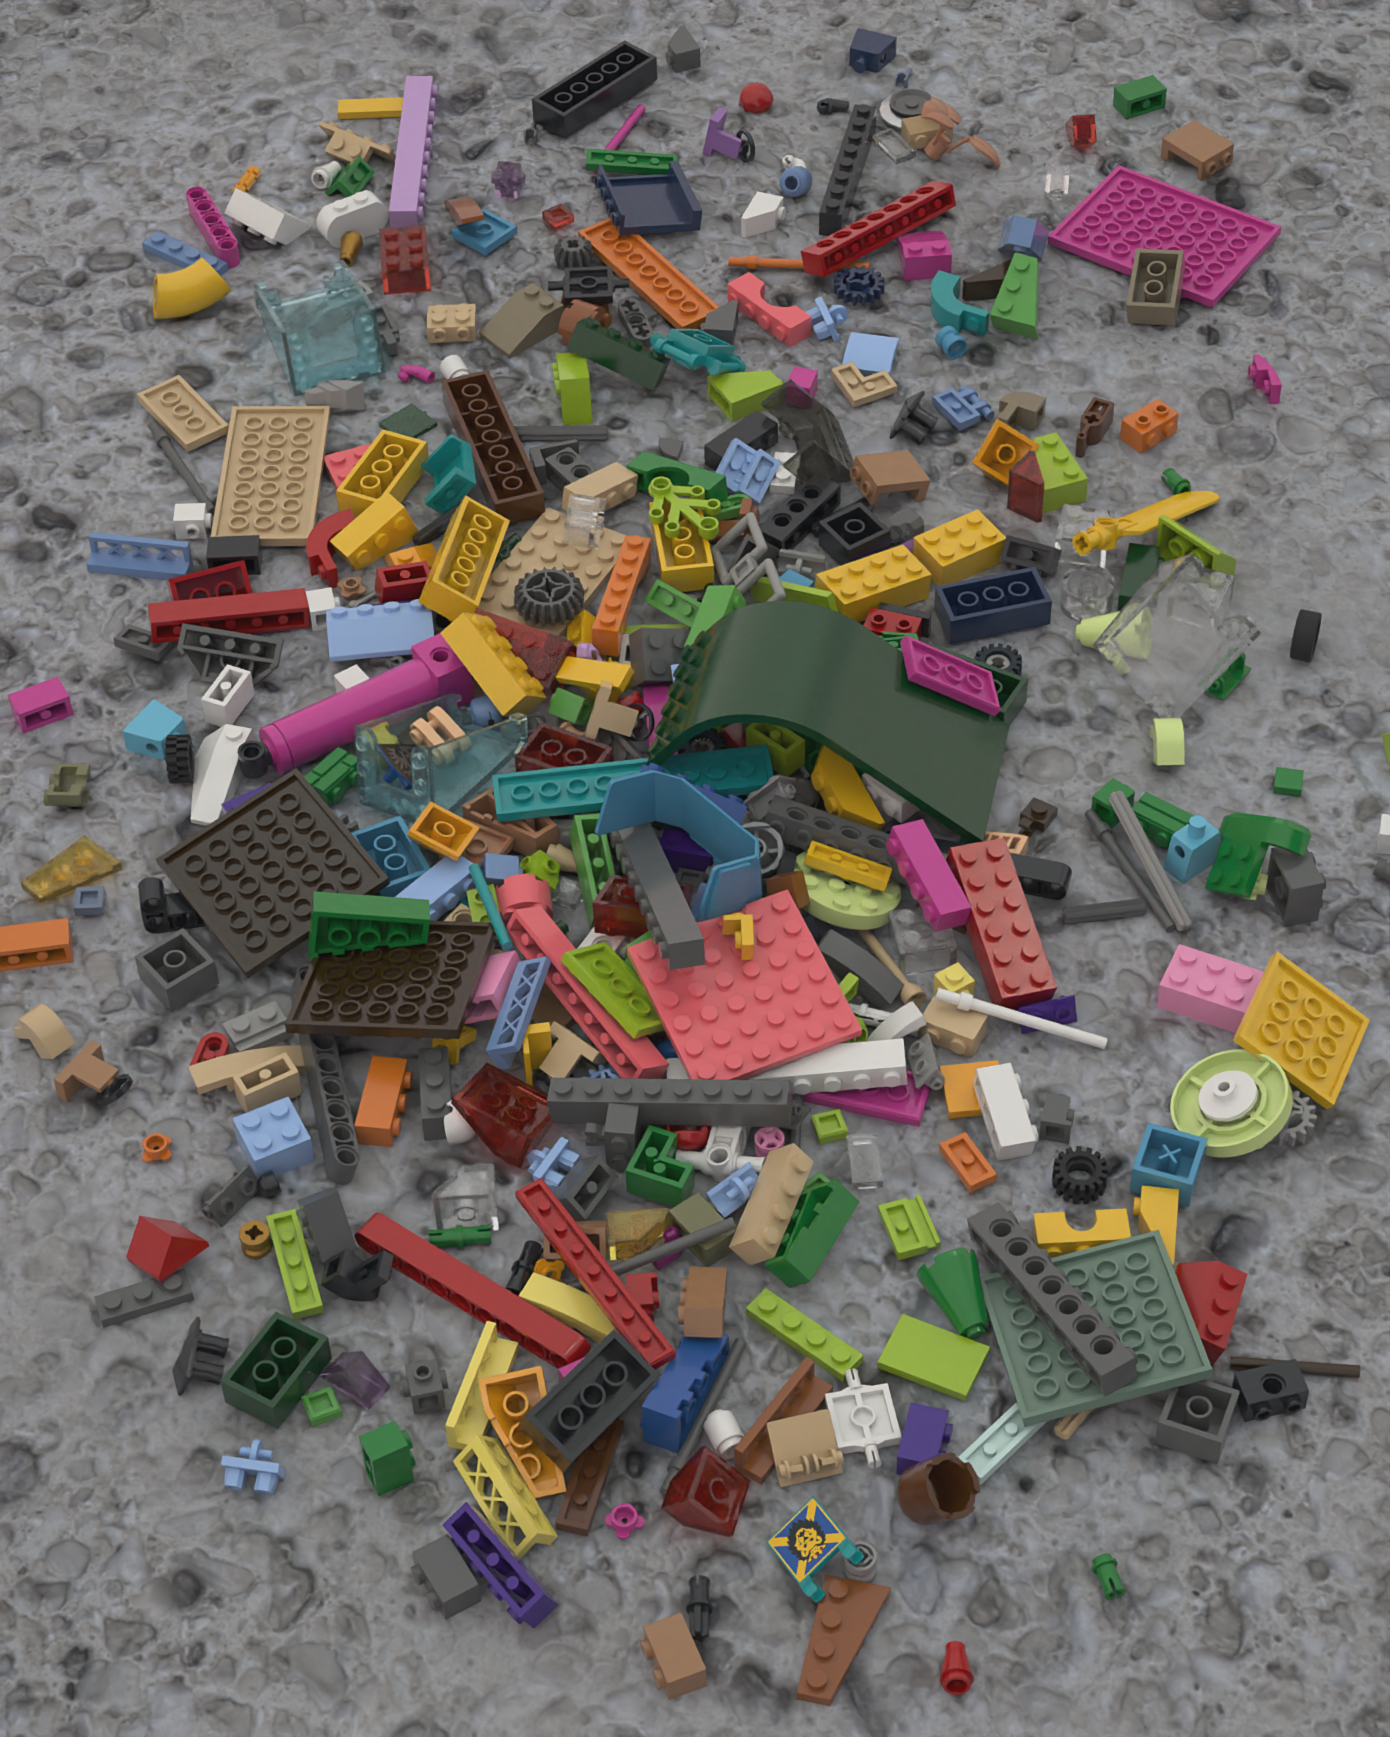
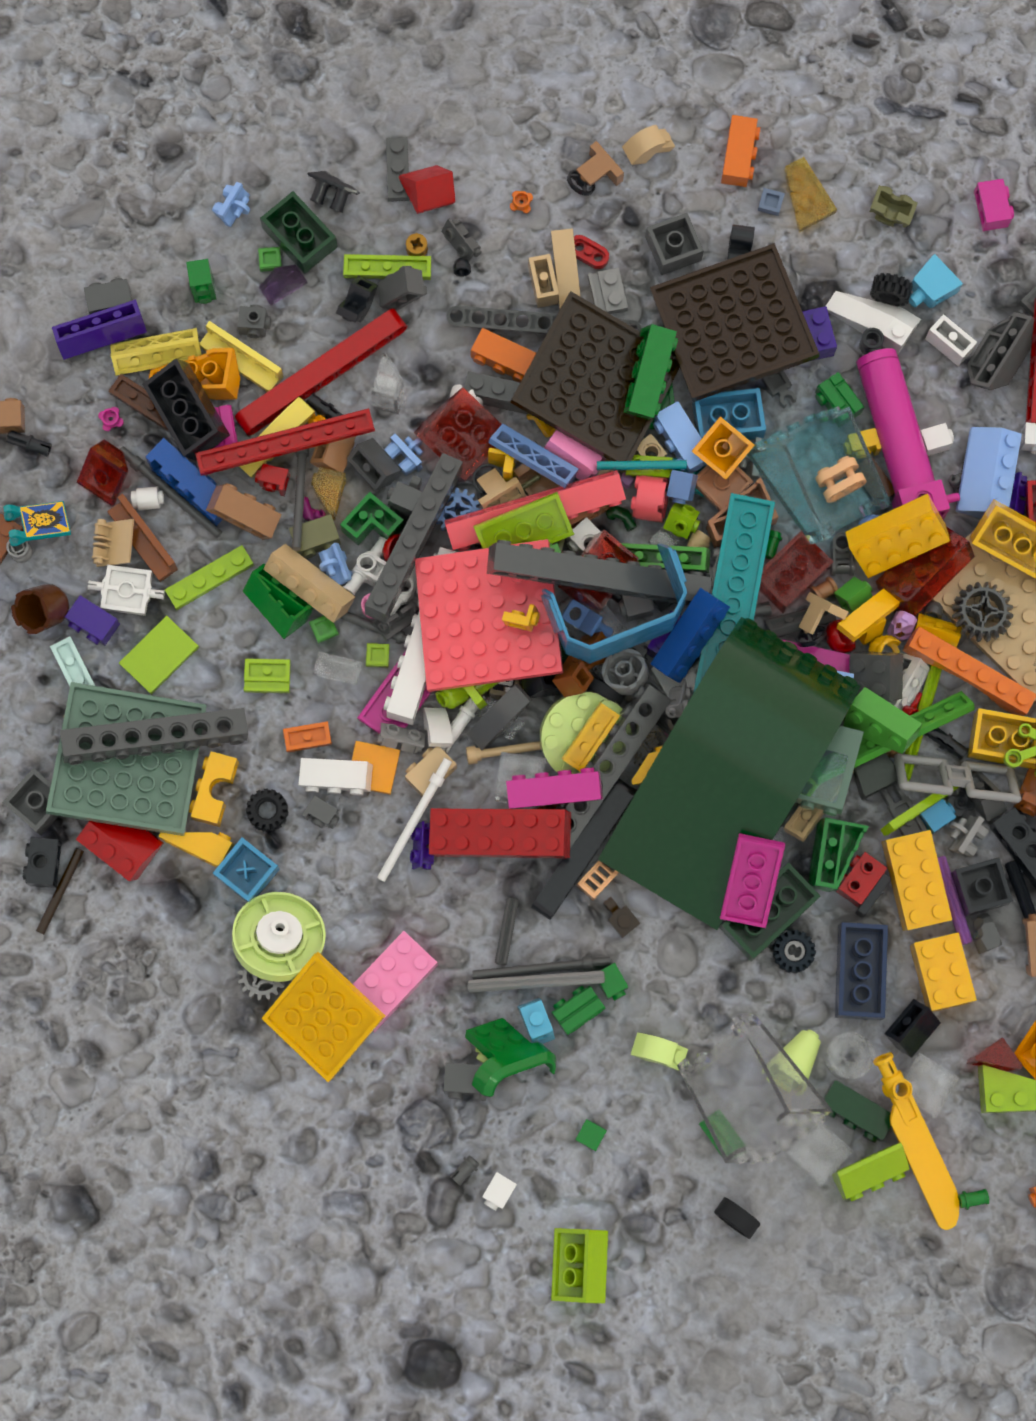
camera: 105 degrees right, 30 degrees up
(273, 1138) = (496, 275): light blue brick -> none
(400, 761) = (817, 448): shield -> none
(460, 1236) = (369, 378): green pin -> none
(954, 979) = (463, 785): light yellow brick -> none
(957, 1290) = (196, 684): green cone -> none

